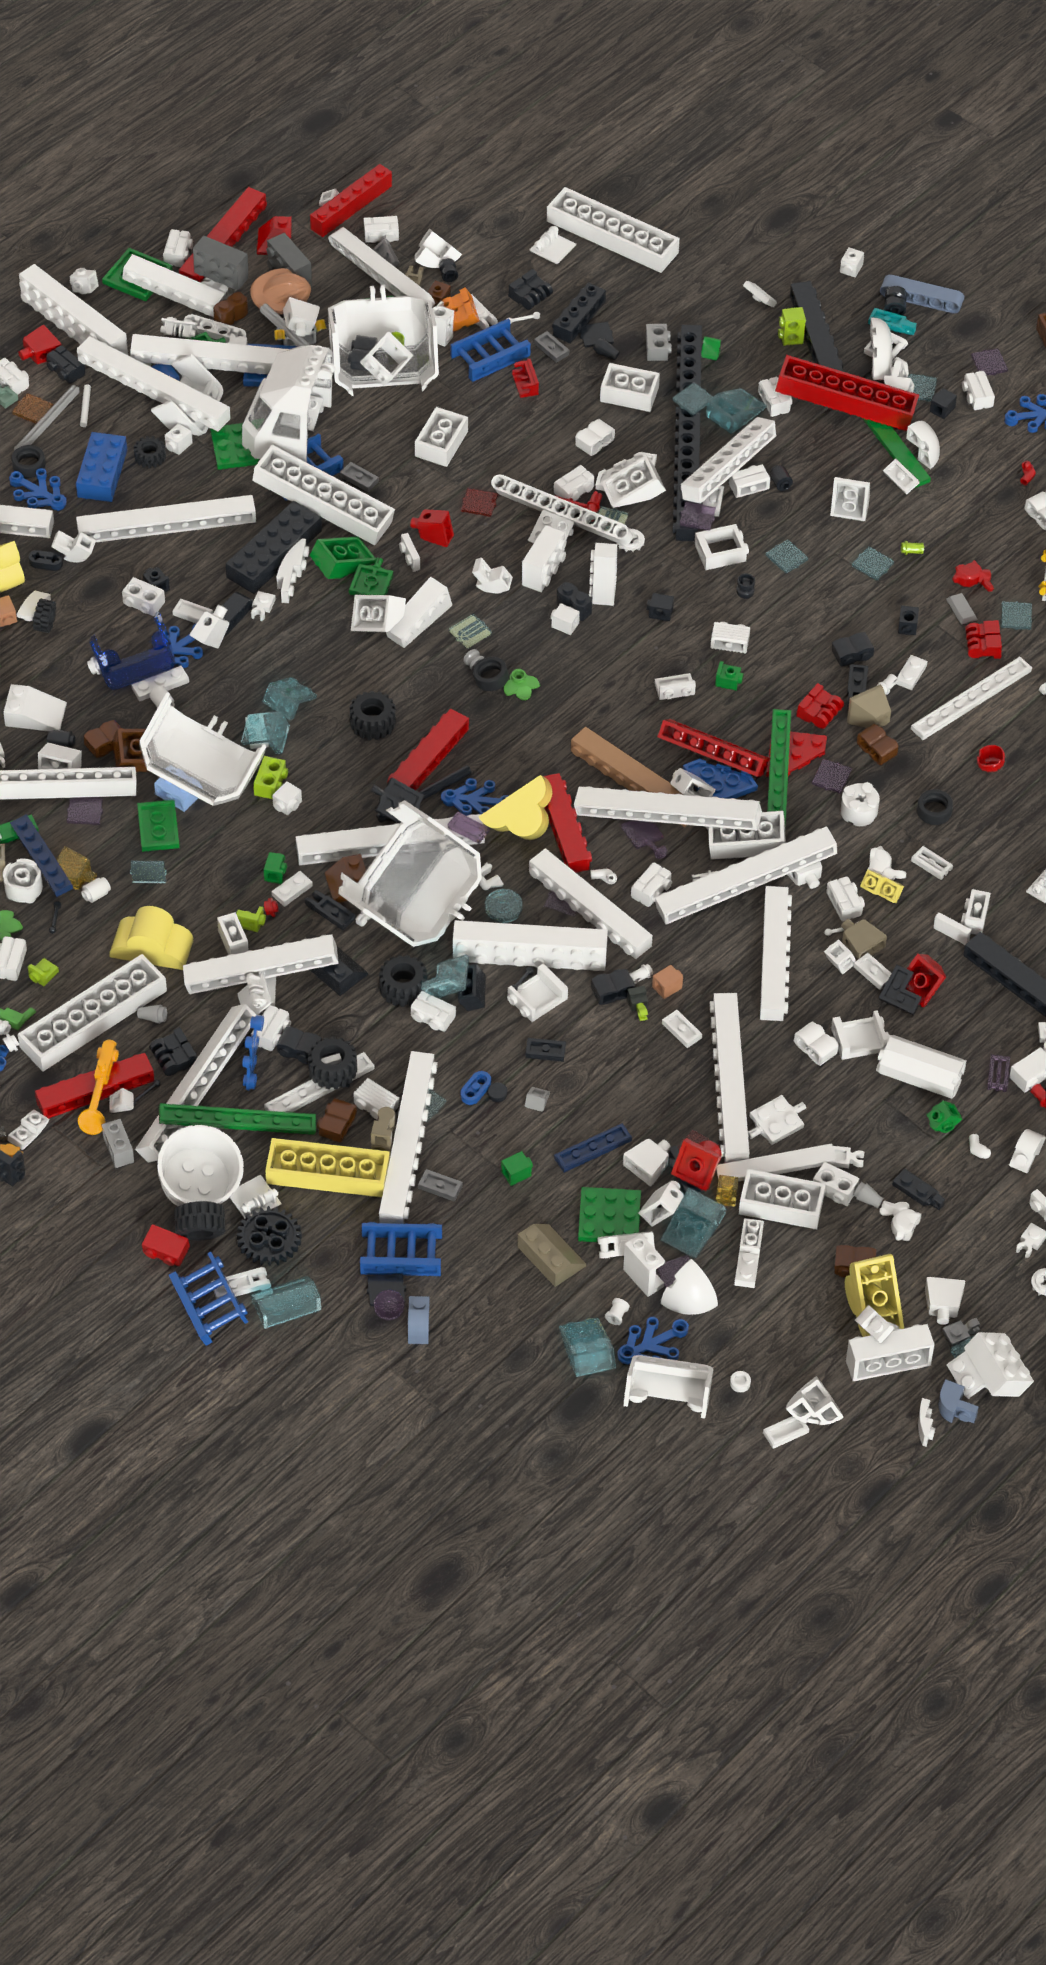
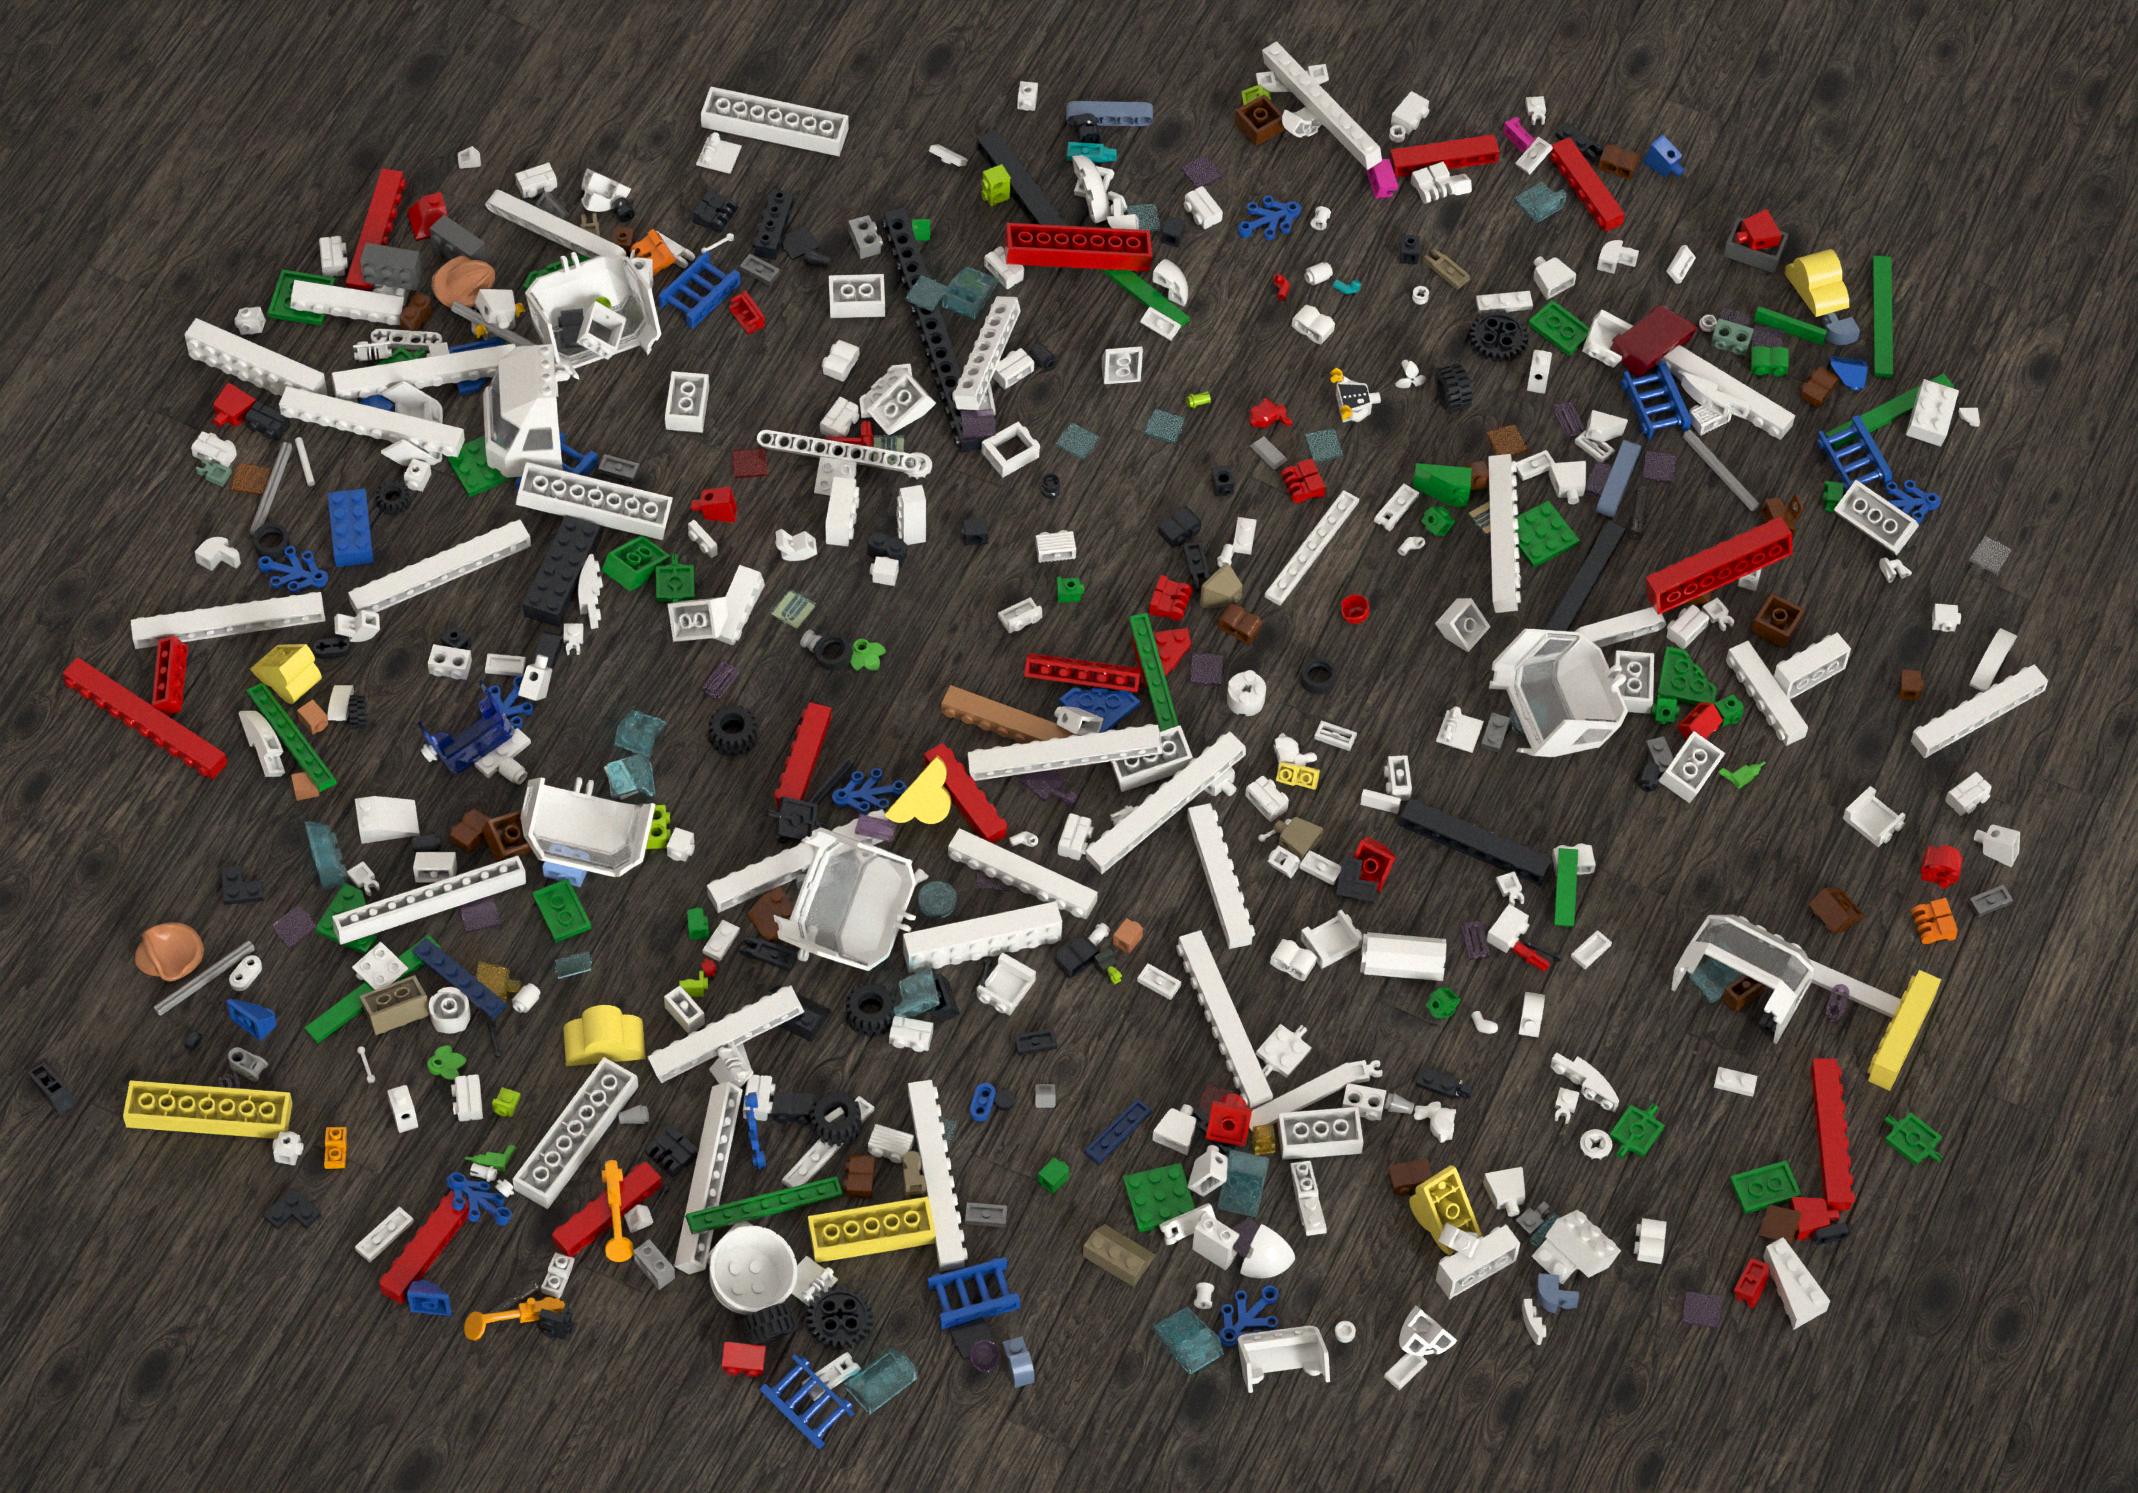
camera: 20 degrees left, 5 degrees up
(351, 200) = (493, 155): red brick -> none
(378, 671) = (728, 668): none -> clear purple tile

